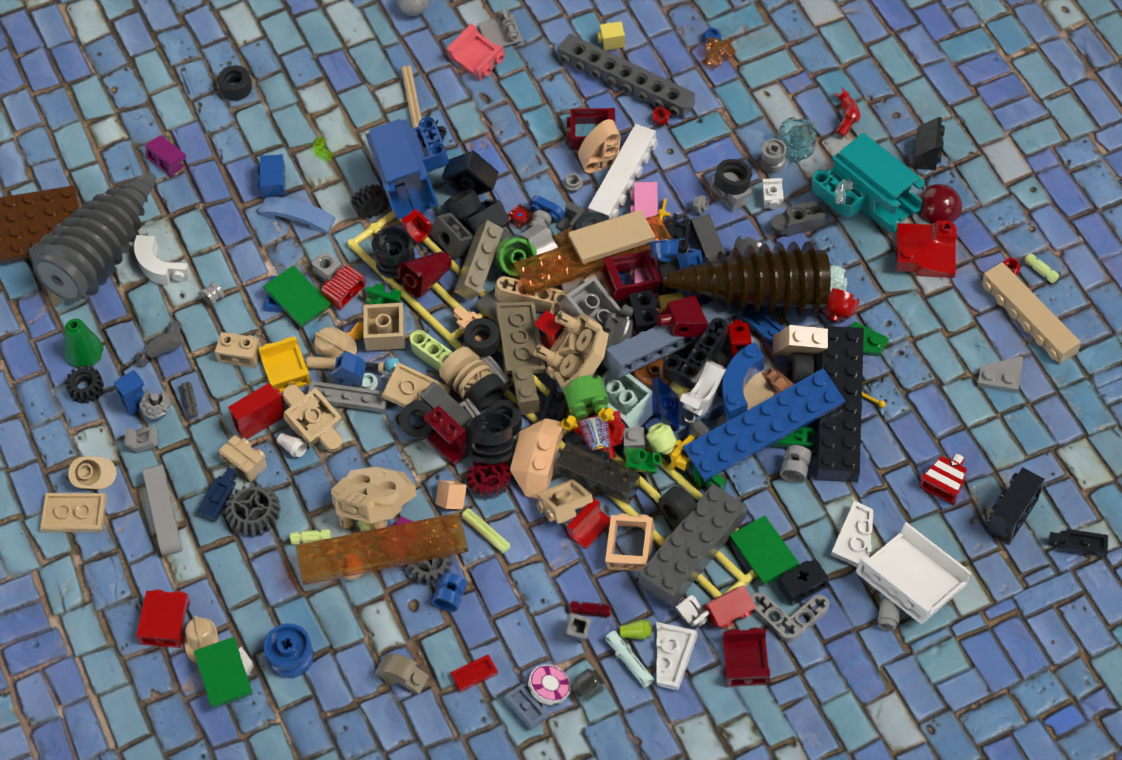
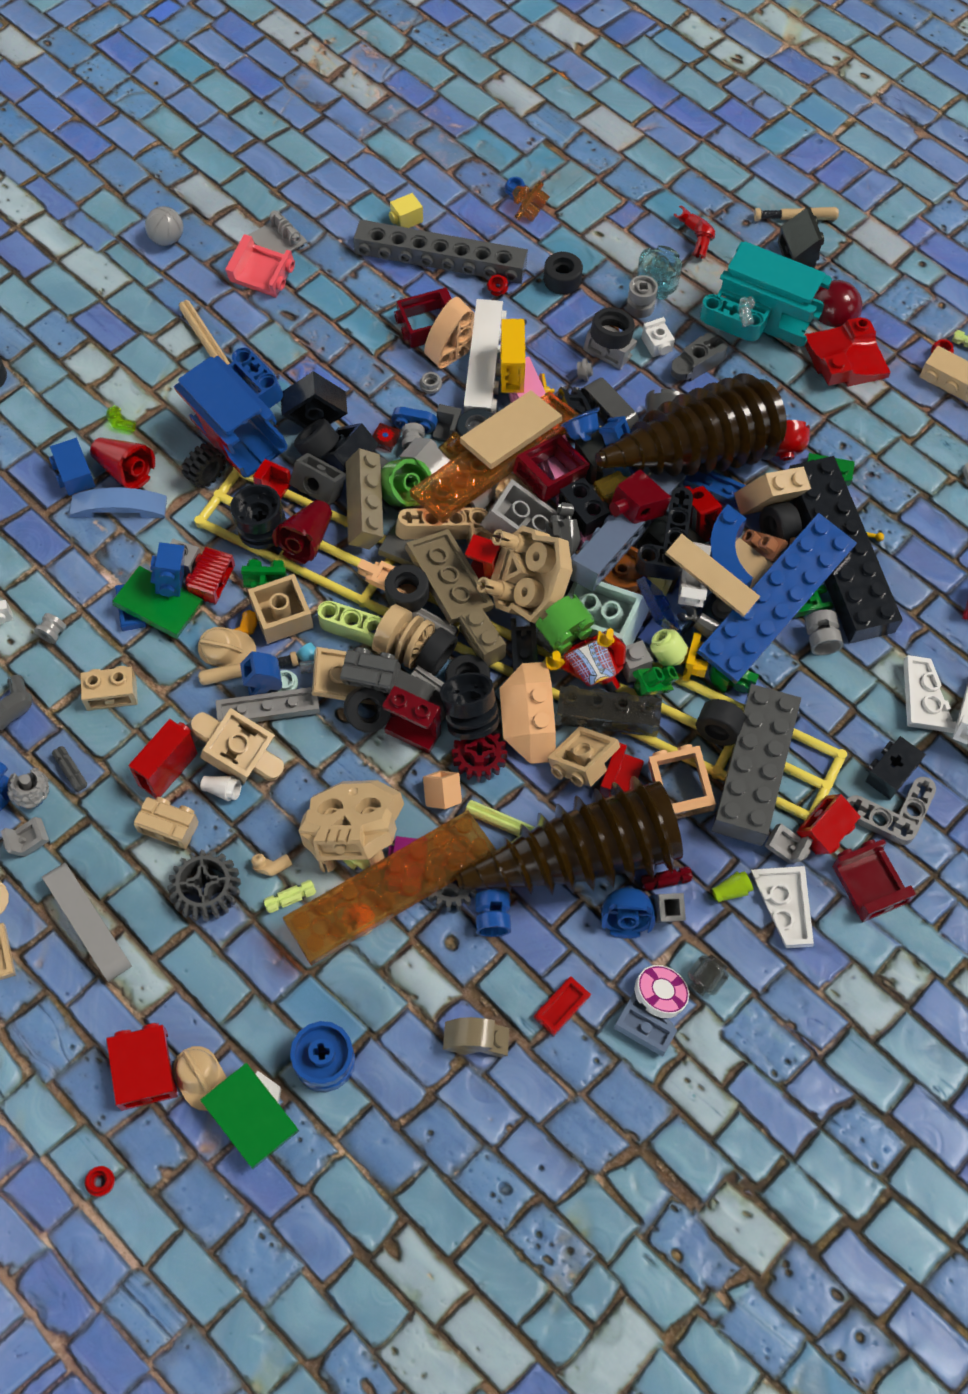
camera: 25 degrees left, 5 degrees up
(104, 680) = (93, 1175): none -> red plate
(218, 495) = (152, 881): dark blue hinge -> none
(284, 364) = (174, 690): yellow panel -> none
(304, 512) = (270, 867): none -> tan arm
(311, 273) = (168, 569): none -> blue brick
(312, 182) = (124, 460): none -> red cone
(426, 389) = (370, 670): none -> dark grey brick
(533, 561) = (589, 843): none -> dark brown cone
(547, 622) = (627, 913): none -> blue cylinder
(624, 652) = (740, 926): light aqua pin -> none
(638, 178) = (512, 355): none -> yellow window
(713, 392) = (712, 575): none -> tan tile
(718, 128) = (566, 263): none -> black tyre
(764, 550) = (835, 744): green tile -> none
(957, 122) = (821, 213): none -> tan piece

